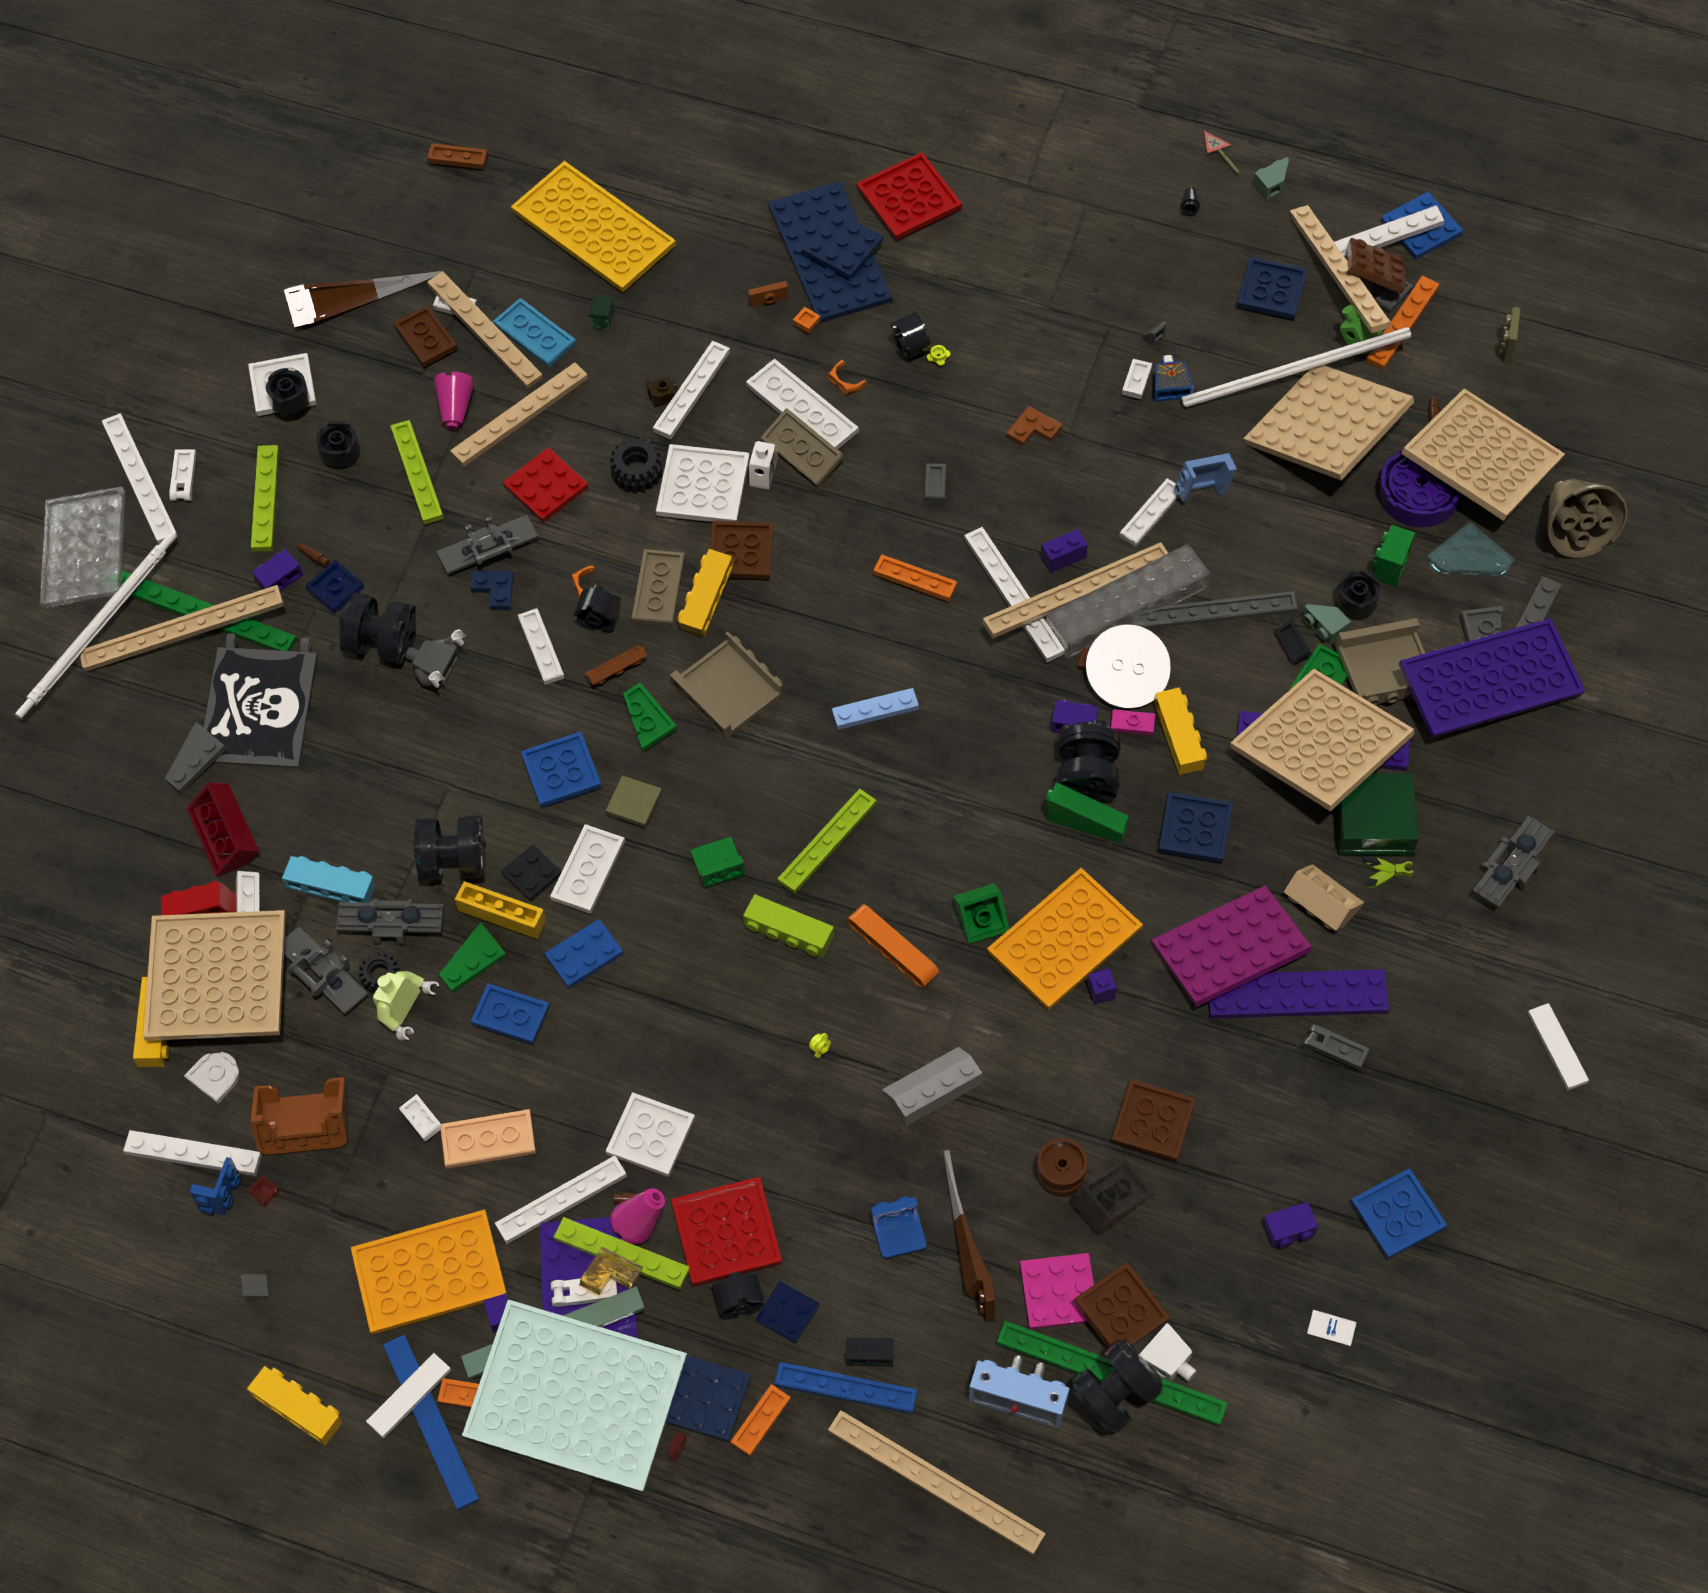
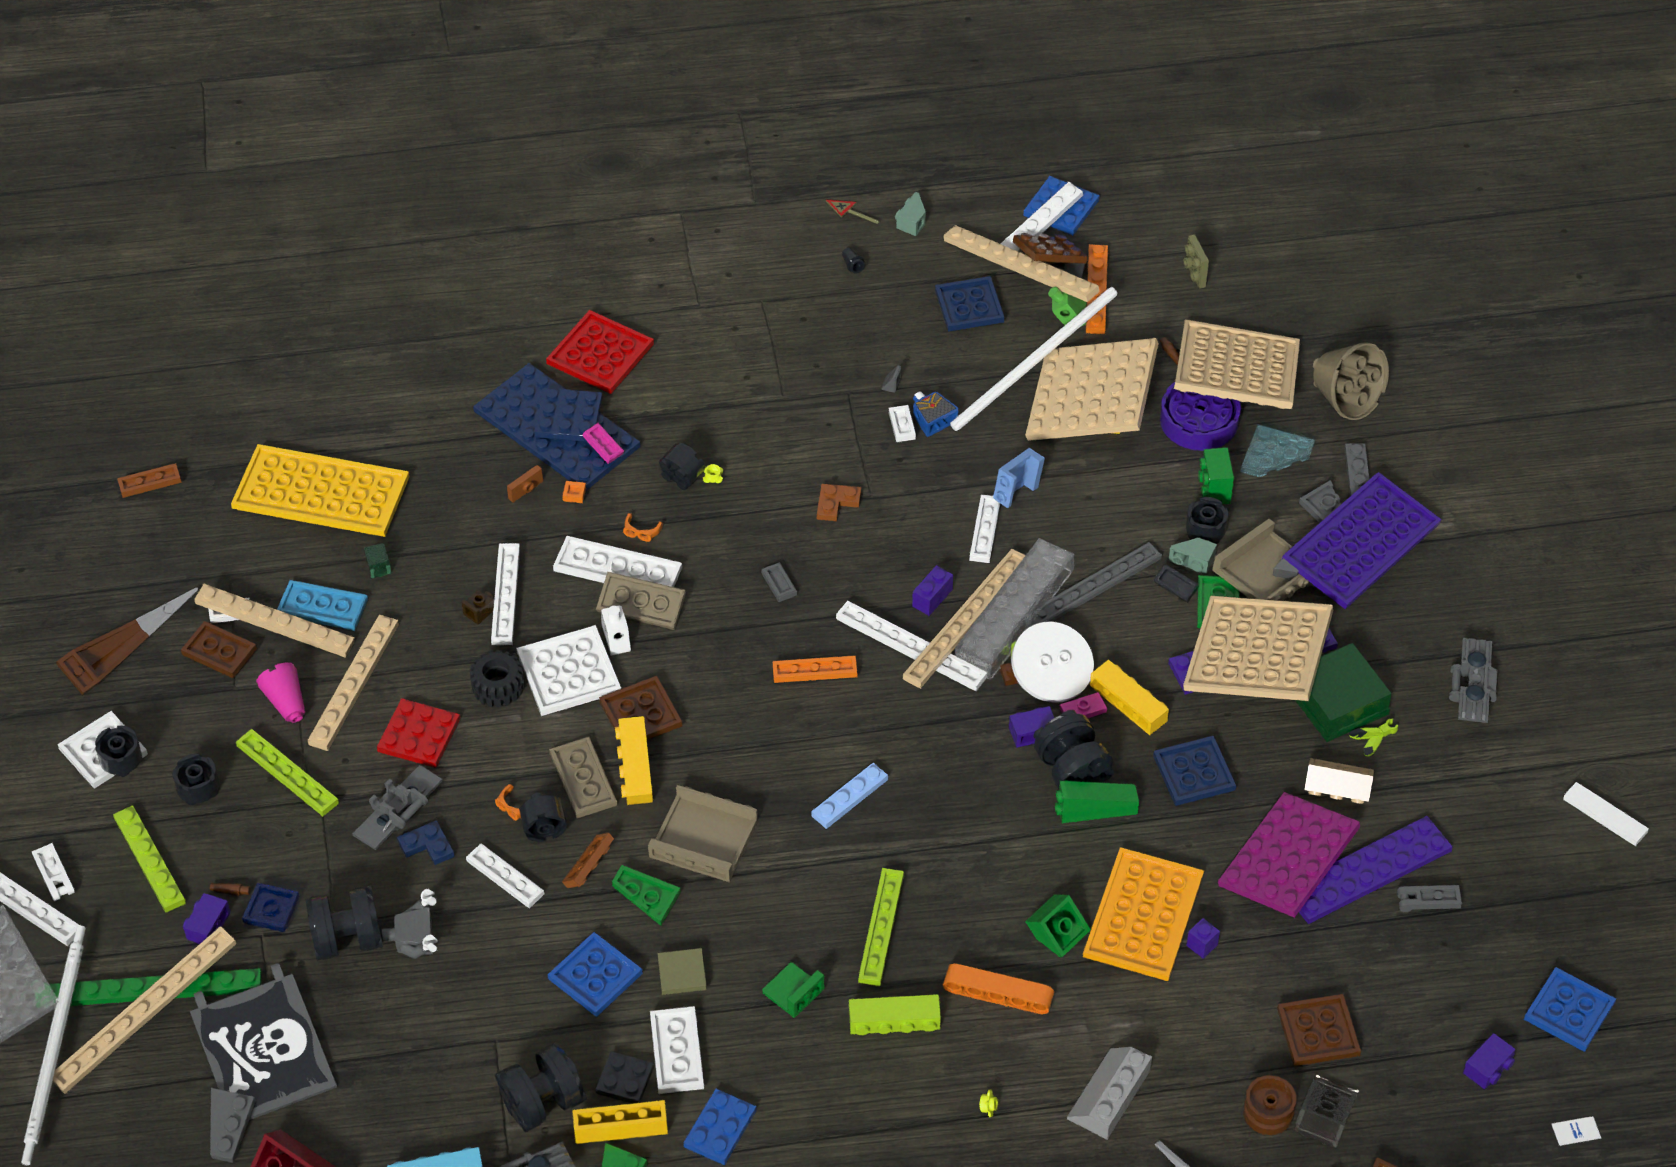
camera: 30 degrees left, 10 degrees down
(854, 285) = (603, 443): none -> dark pink plate
(1397, 674) = (1285, 570): none -> dark grey slope

